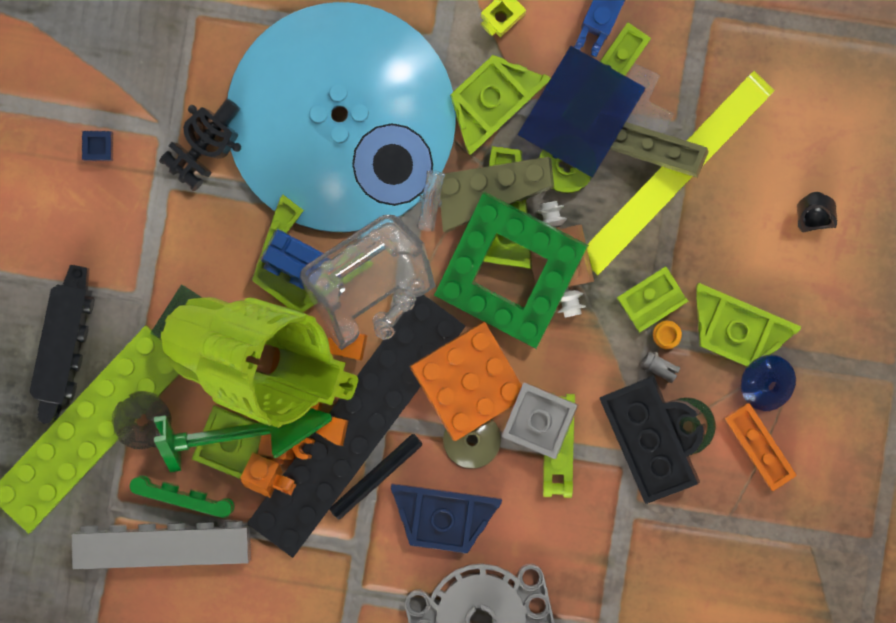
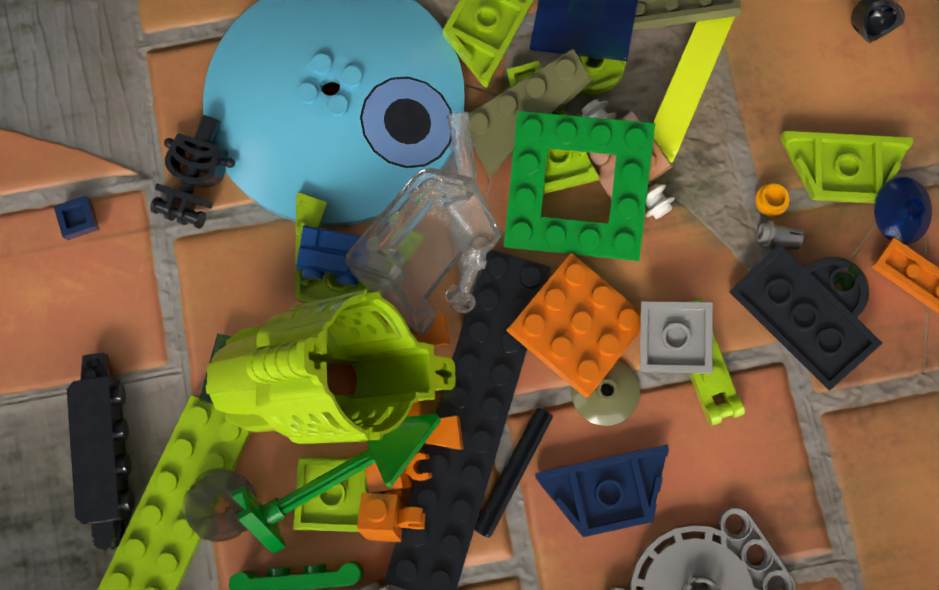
camera: 20 degrees left, 10 degrees down
(652, 299) = (741, 167): lime plate -> none

